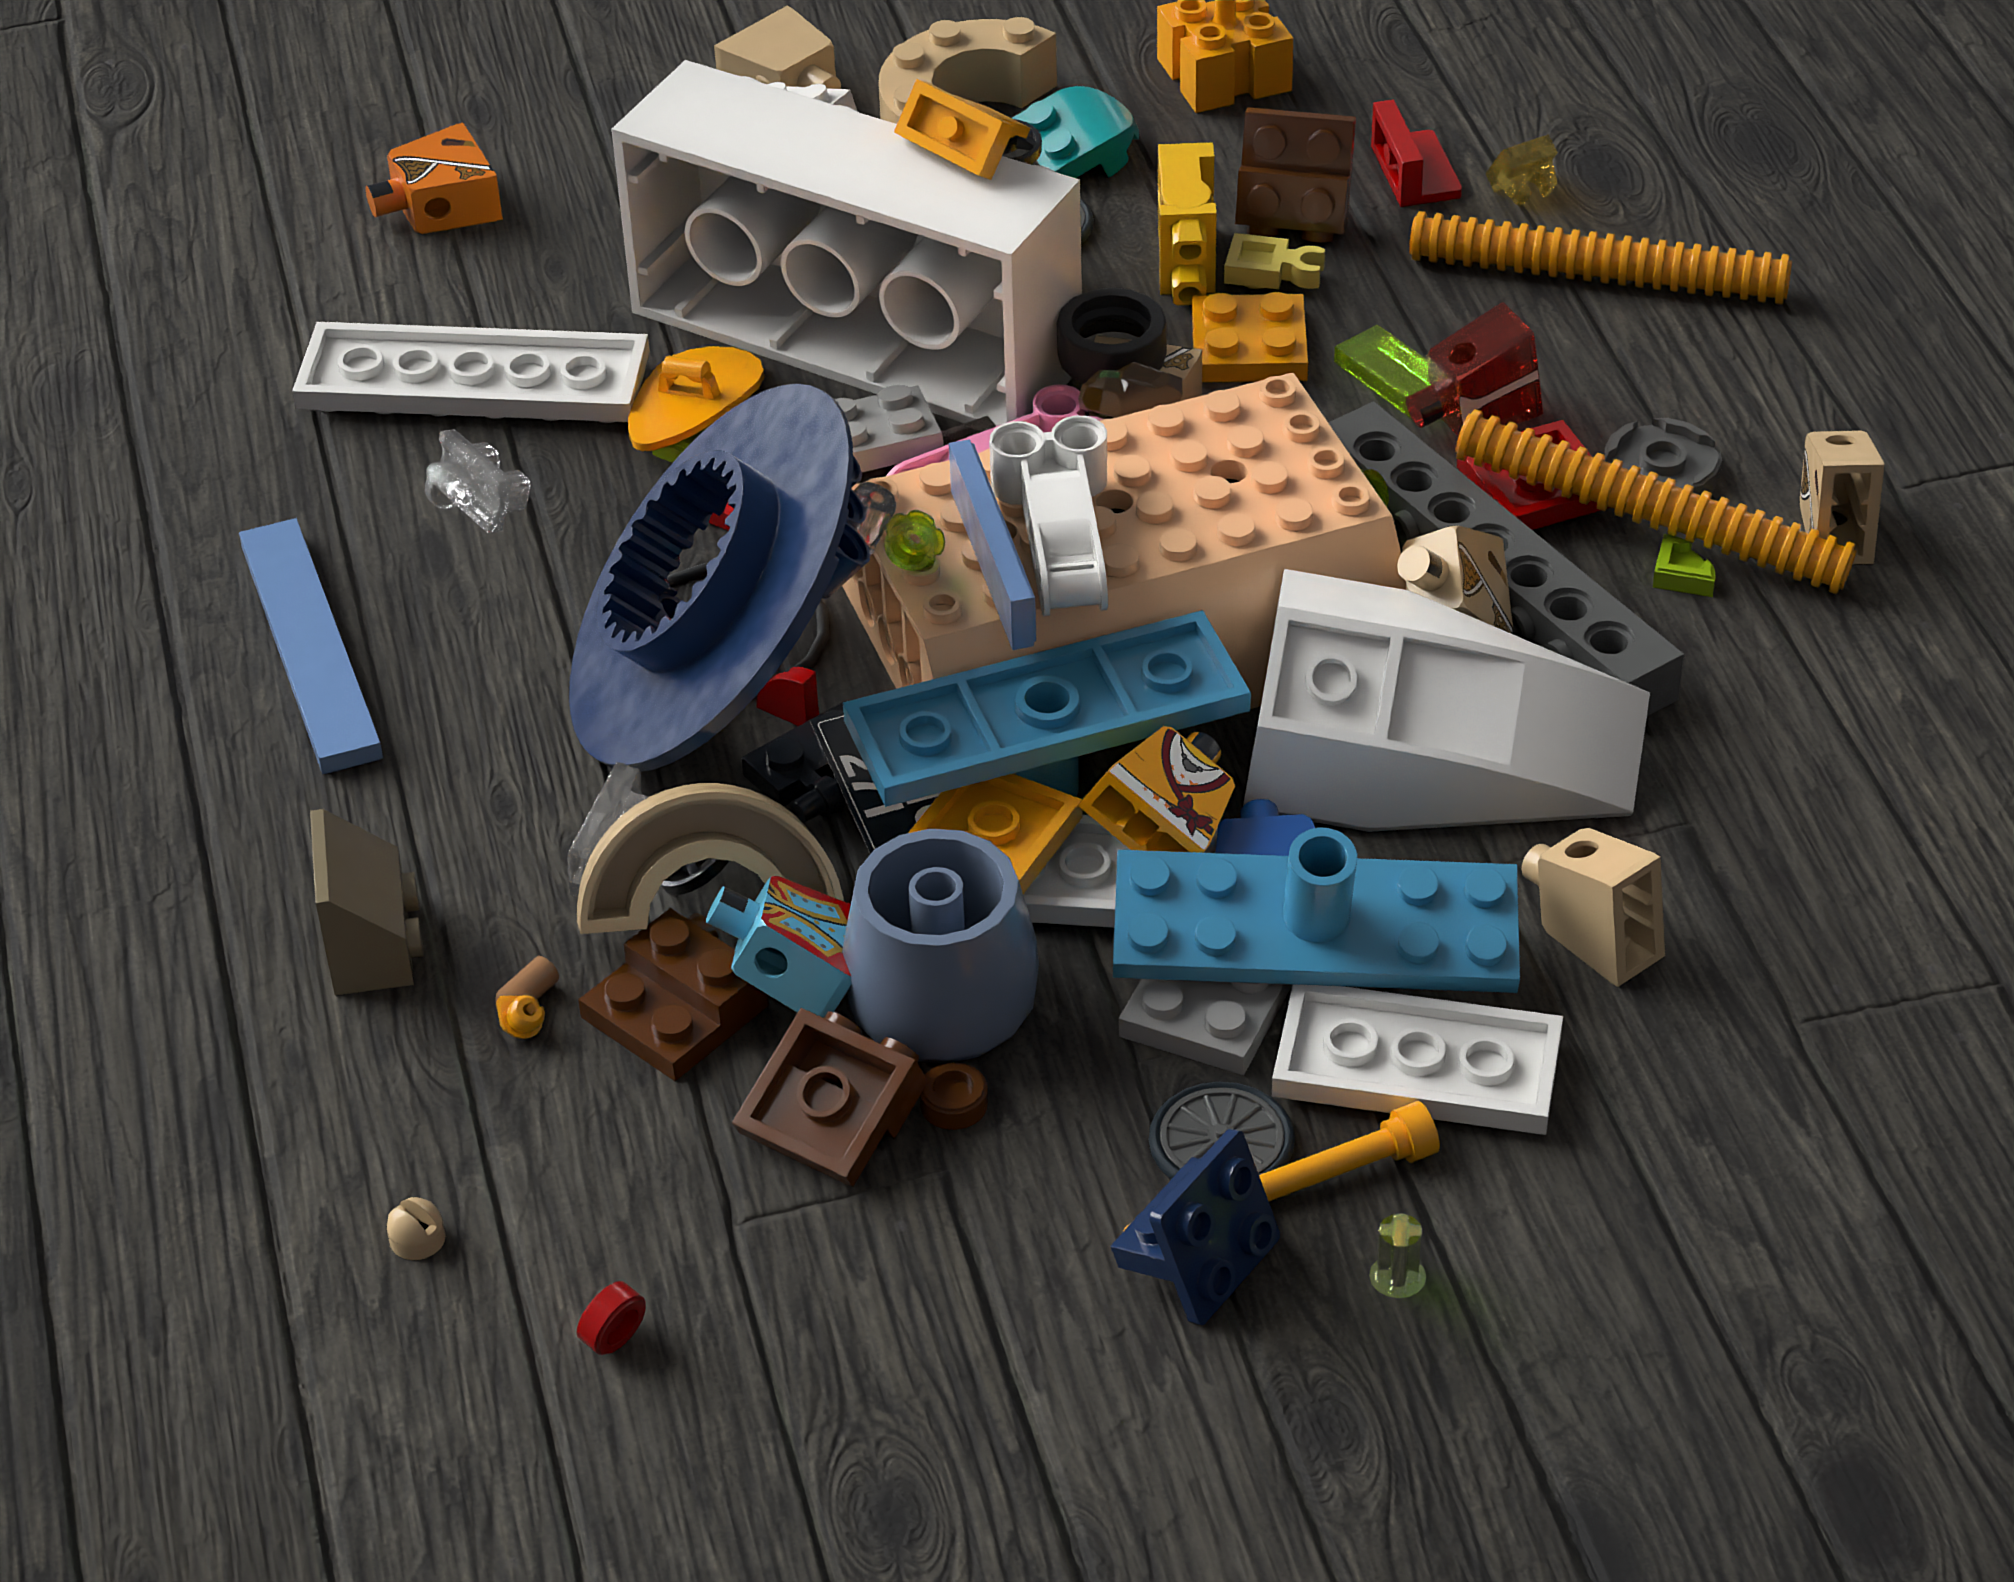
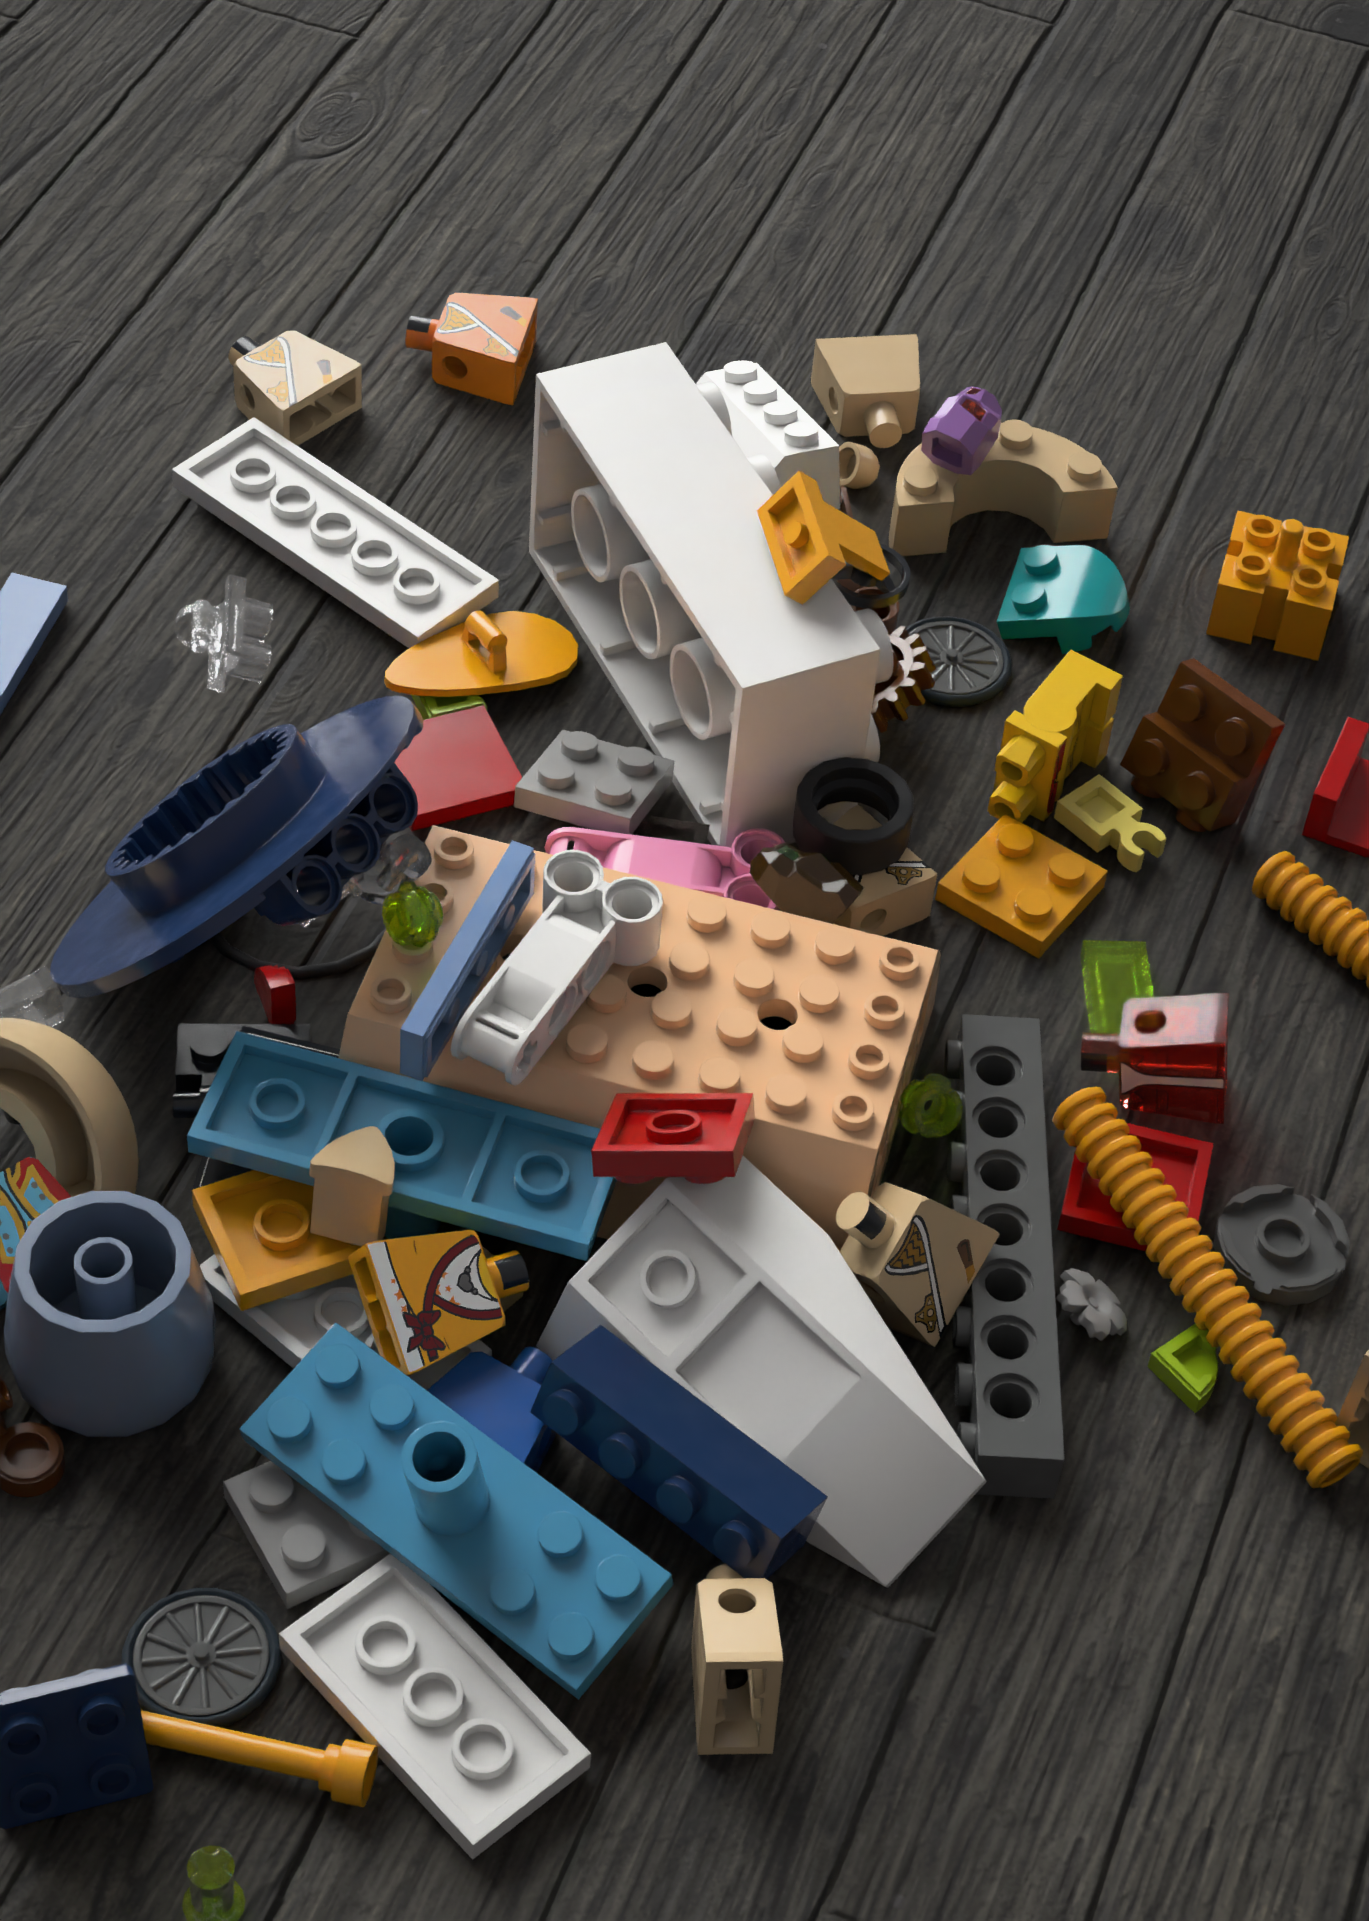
camera: 30 degrees right, 5 degrees up
(316, 282) = (294, 384): none -> tan torso
(915, 44) = (963, 431): none -> medium lavender rock
(1046, 754) = (352, 1187): none -> tan tile
(1257, 575) = (673, 1136): none -> red plate
(1439, 793) = (678, 1454): none -> dark blue brick
(1590, 564) = (1092, 1304): none -> light grey plant

